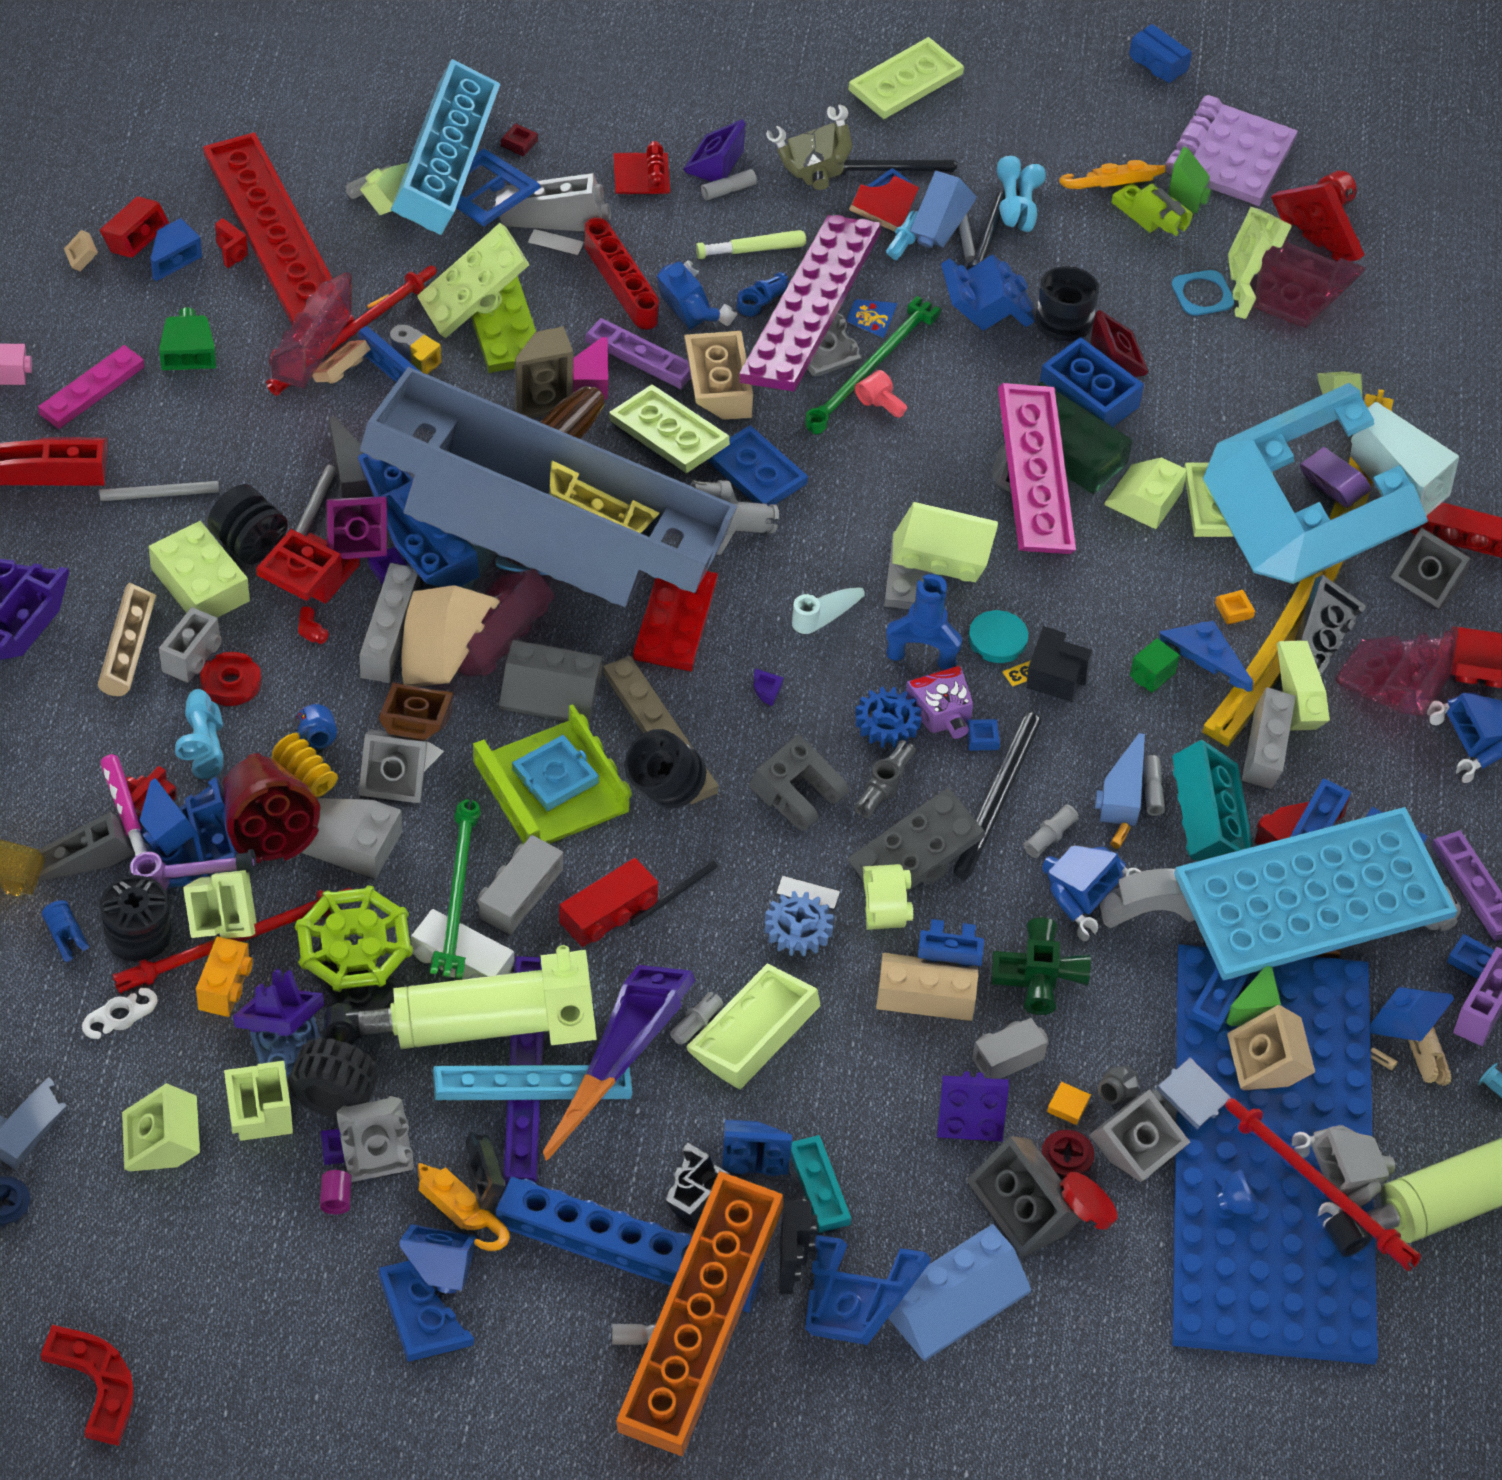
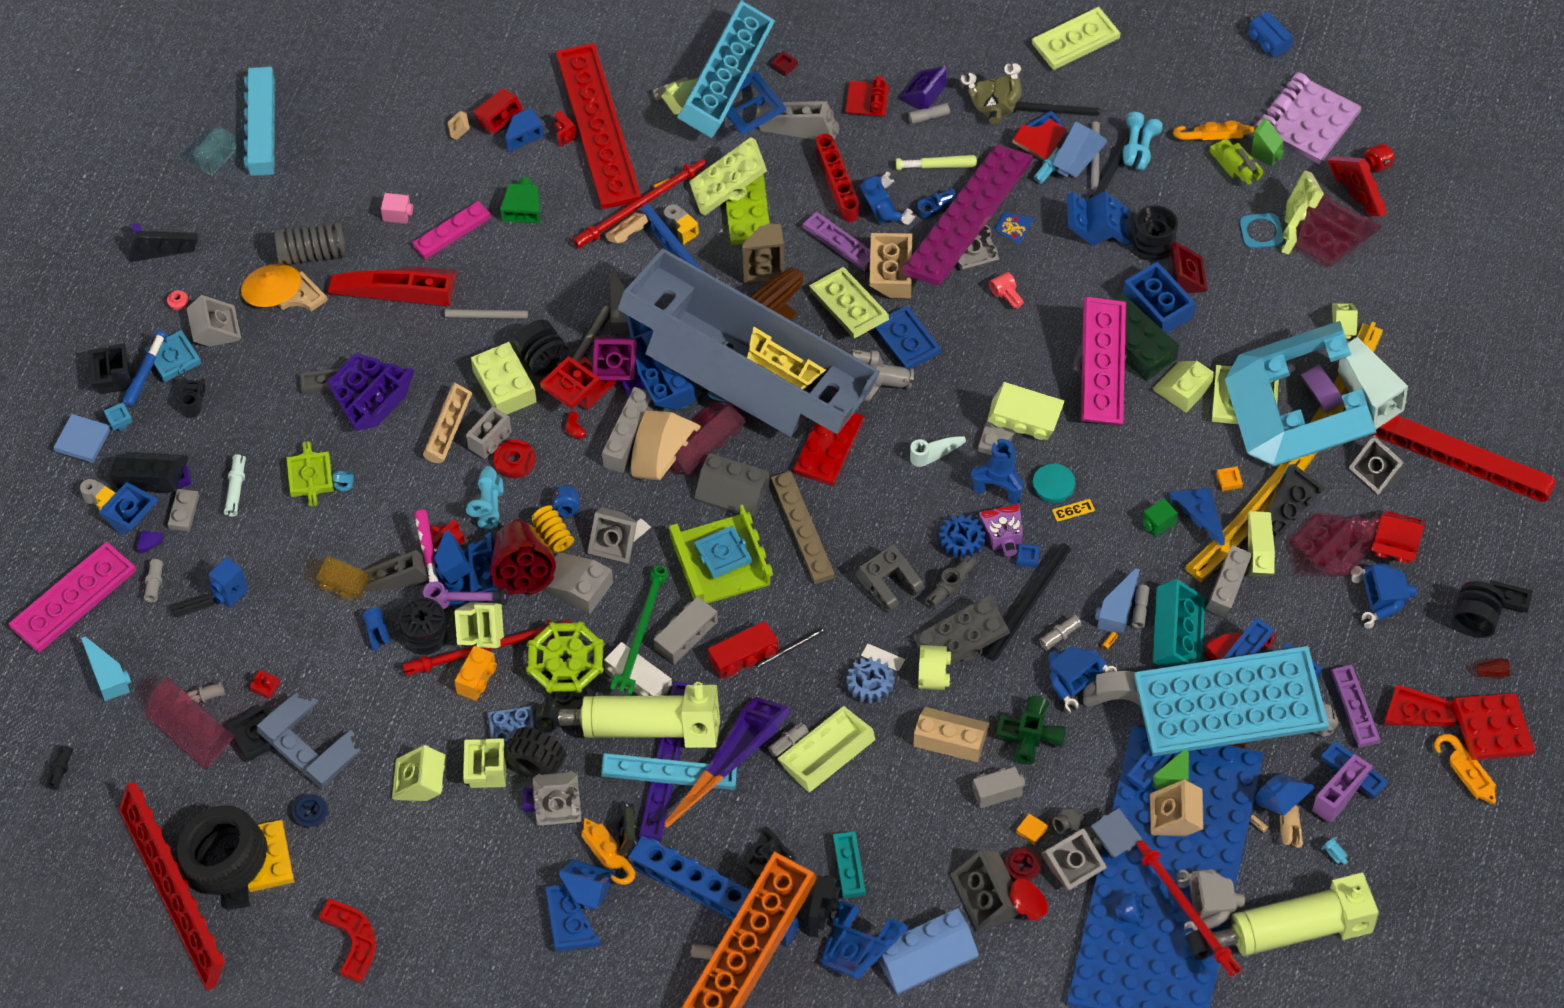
camera: 15 degrees right, 5 degrees up
(103, 1014) = (393, 690): white piece -> none
(278, 1007) = (508, 699): dark purple plate -> none
(313, 332) = (608, 206): clear pink slope -> none
(335, 1192) = (526, 831): magenta beam -> none
(415, 711) = (633, 499): reddish brown slope -> none
(555, 242) = (796, 147): white sticker -> none
(591, 367) = (802, 252): dark pink slope -> none
(665, 768) = (797, 559): black wheel -> none
(755, 1148) = (808, 835): blue slope -> none
(767, 686) = (883, 503): dark purple tile -> none
(820, 415) = (960, 301): green hinge -> none
(953, 948) = (964, 708): blue plate -> none
(972, 1107) = (961, 825): dark purple plate -> none
(1058, 665) = (1088, 512): black plate -> none

